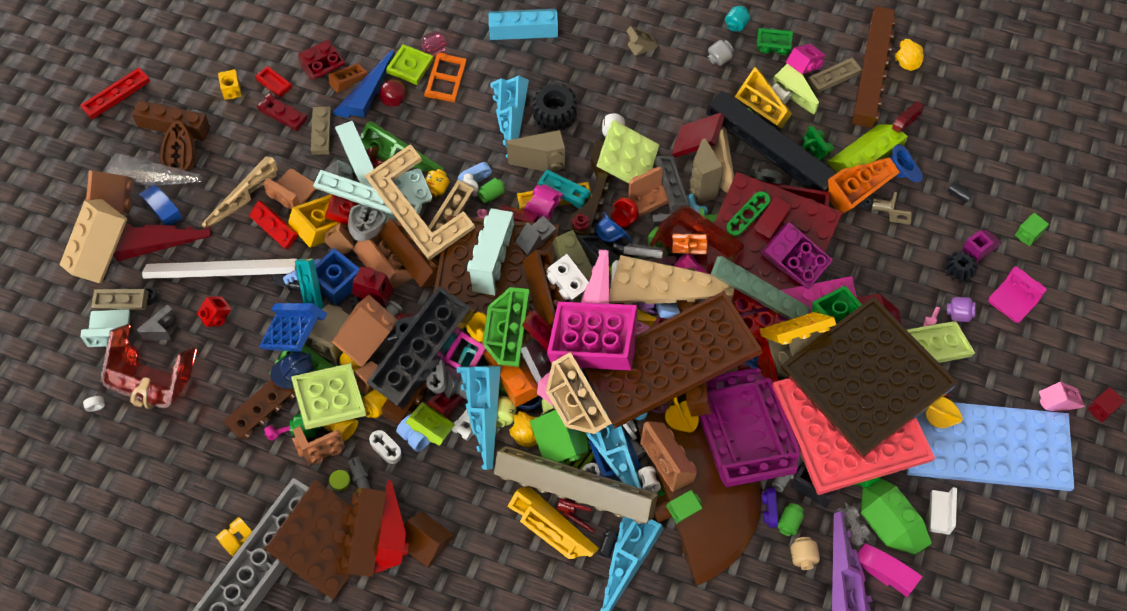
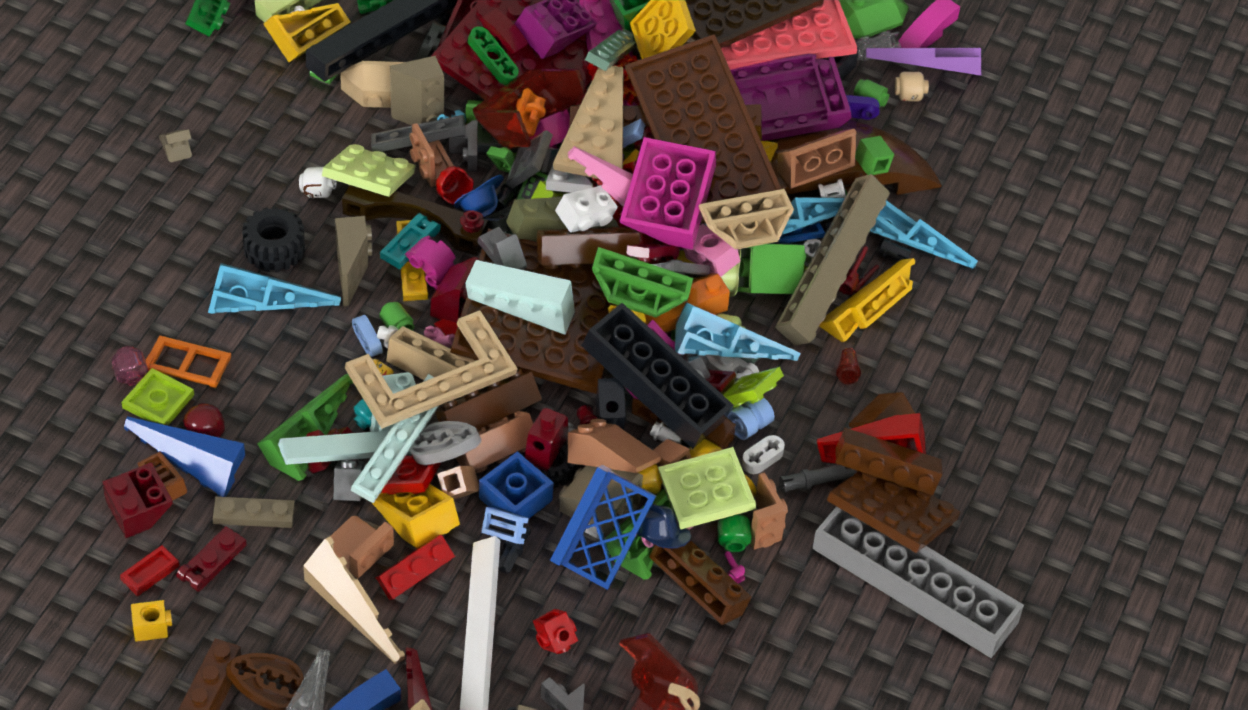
camera: 90 degrees left, 10 degrees down
(229, 541) = (885, 607): yellow wheel -> none
(309, 282) = (538, 508): teal plate -> none
(340, 480) = (806, 503): lime tile -> none
(476, 507) = (848, 367): none -> clear red cone
(522, 430) = (751, 308): yellow hair -> none
(523, 24) = (109, 264): medium azure slope -> none
(693, 133) = (355, 95): dark red tile -> none
(720, 52) = (214, 64): light grey head -> none
(737, 18) = (162, 40): teal head -> none

